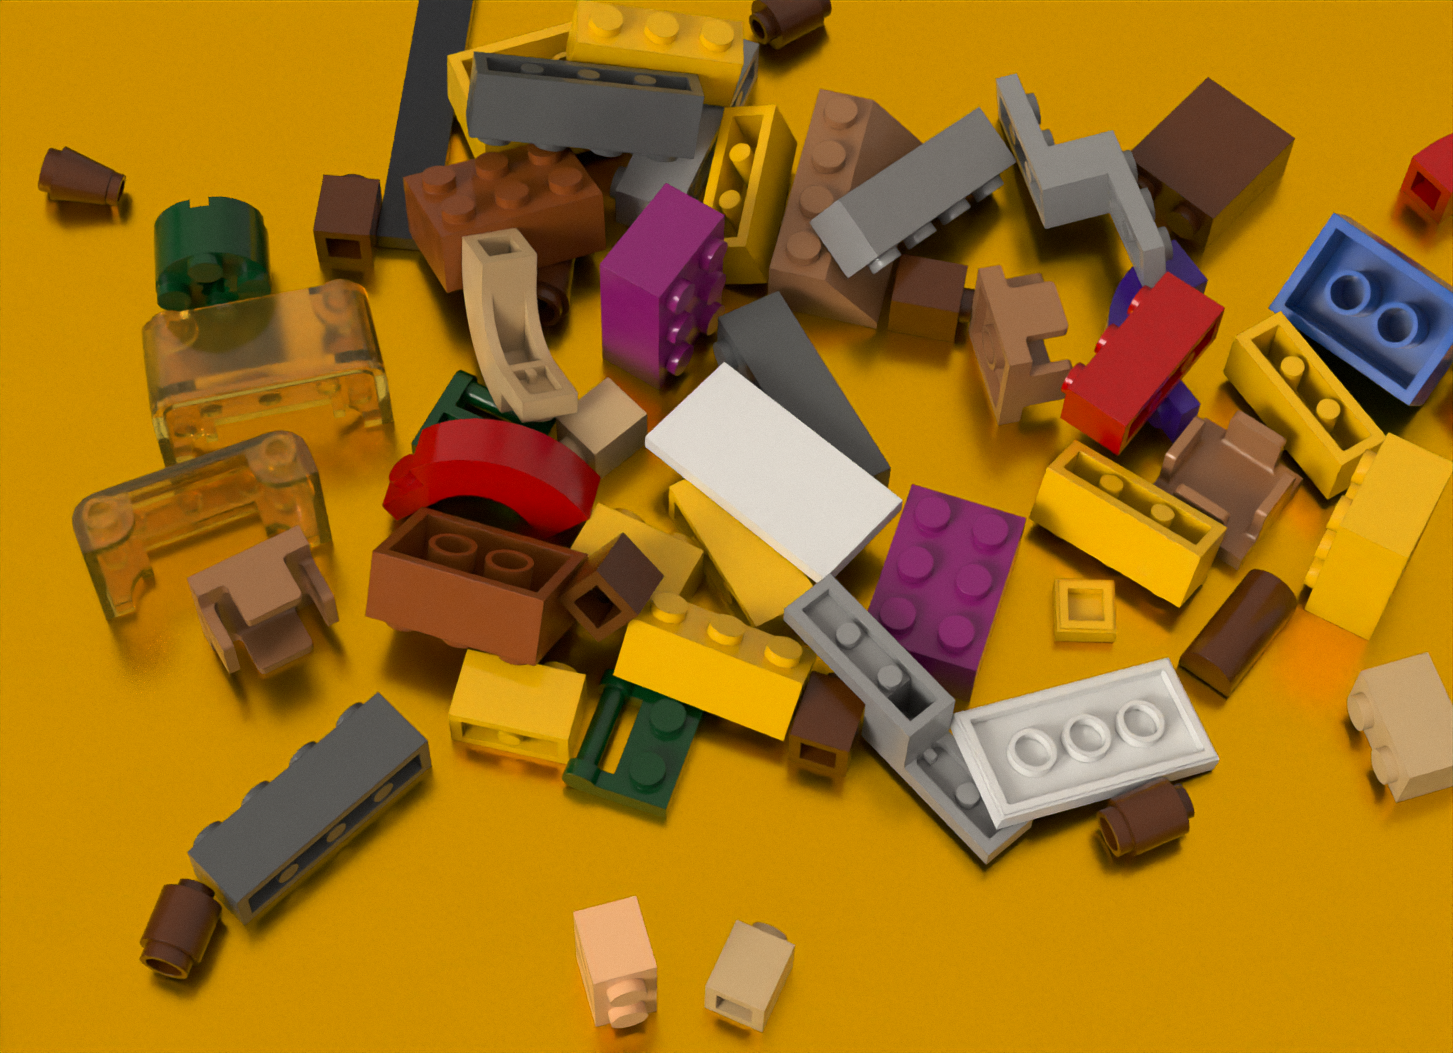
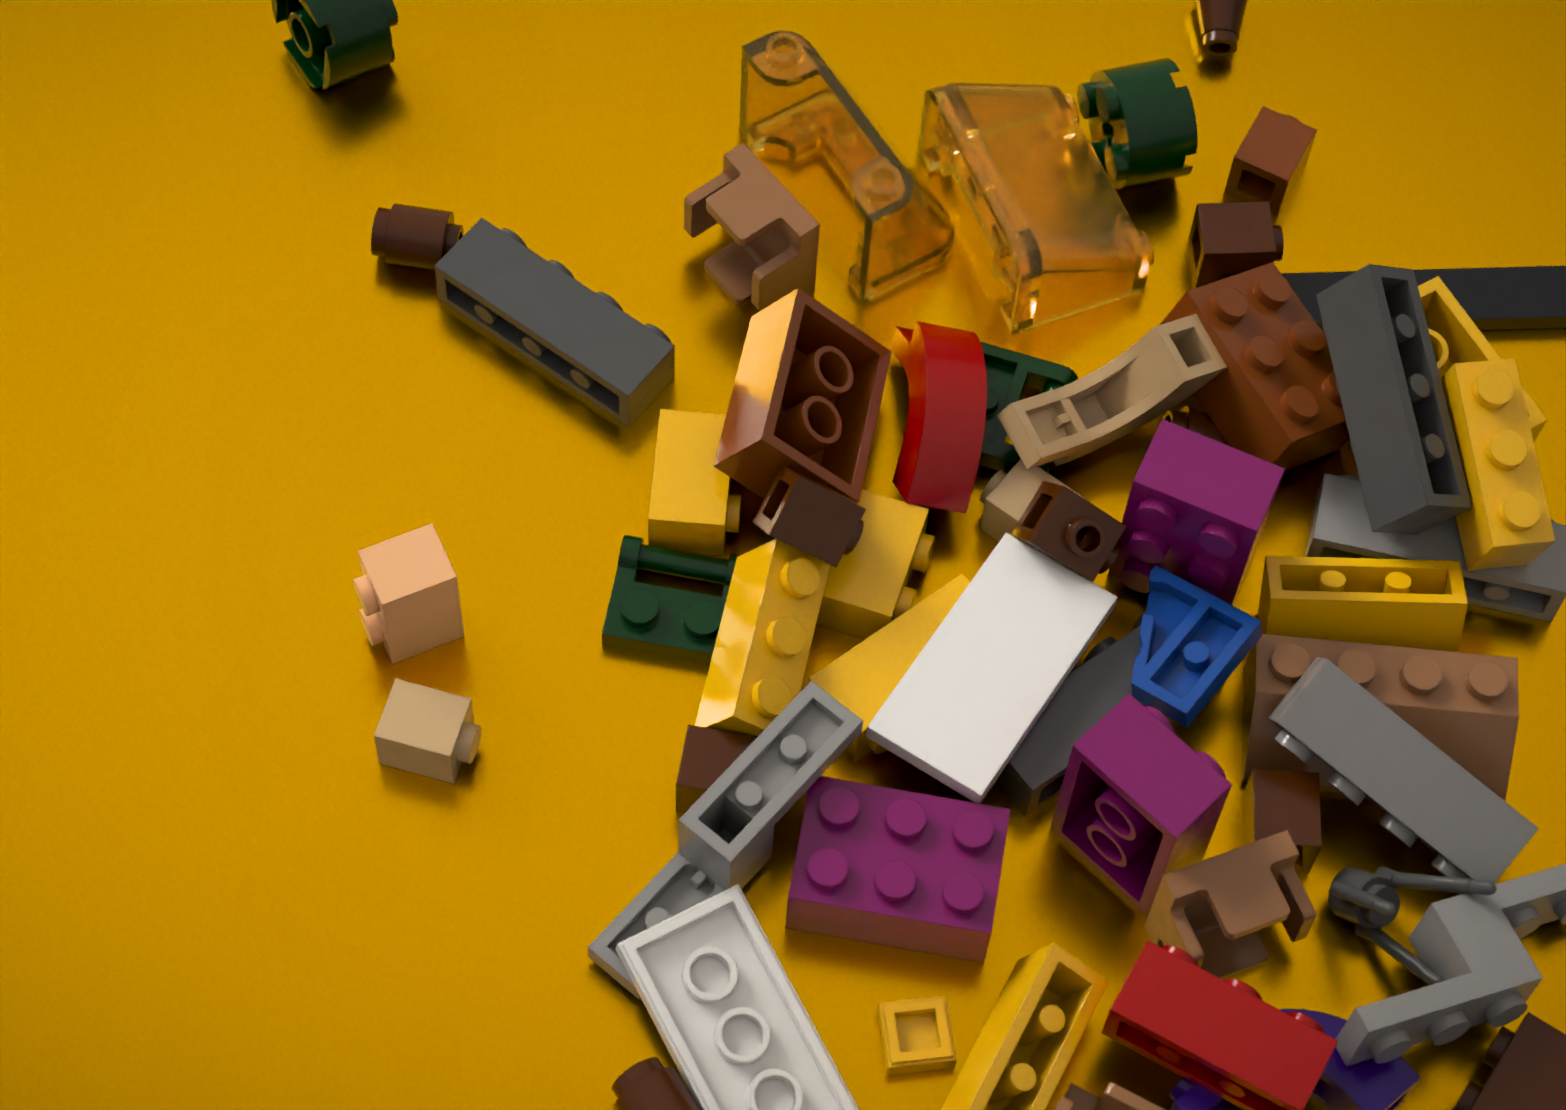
camera: 80 degrees right, 0 degrees up
(263, 171) = (1270, 159): none -> dark orange brick
(654, 386) = (1070, 530): none -> reddish brown brick
(779, 320) = (1187, 646): none -> blue wing
(931, 377) = (1138, 800): none -> brick
(1011, 246) = (1373, 902): none -> dark grey plant

